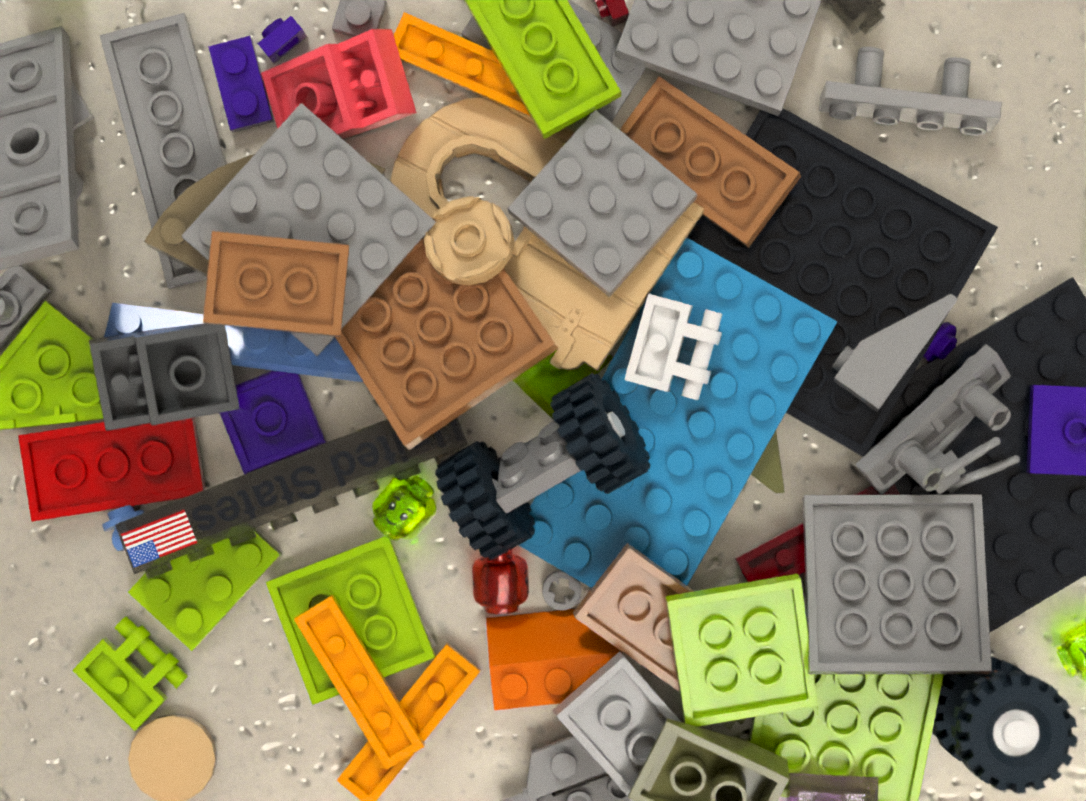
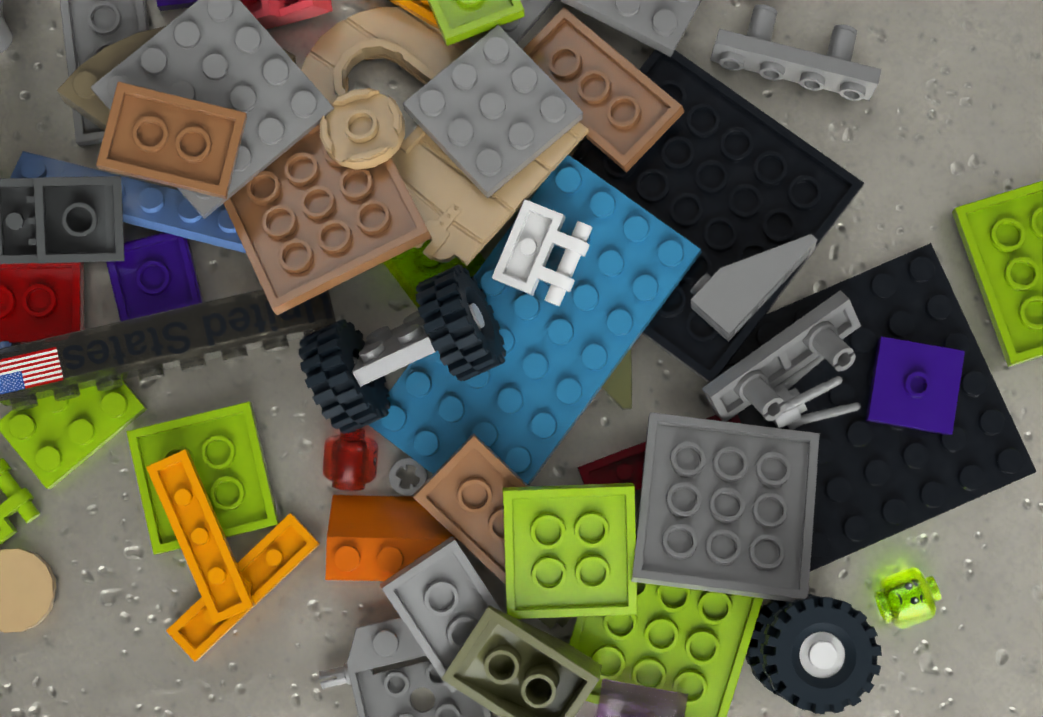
camera: 10 degrees right, 5 degrees down
(404, 508) = (268, 378): clear neon green head -> none
(942, 343) = (799, 288): dark purple plate -> none

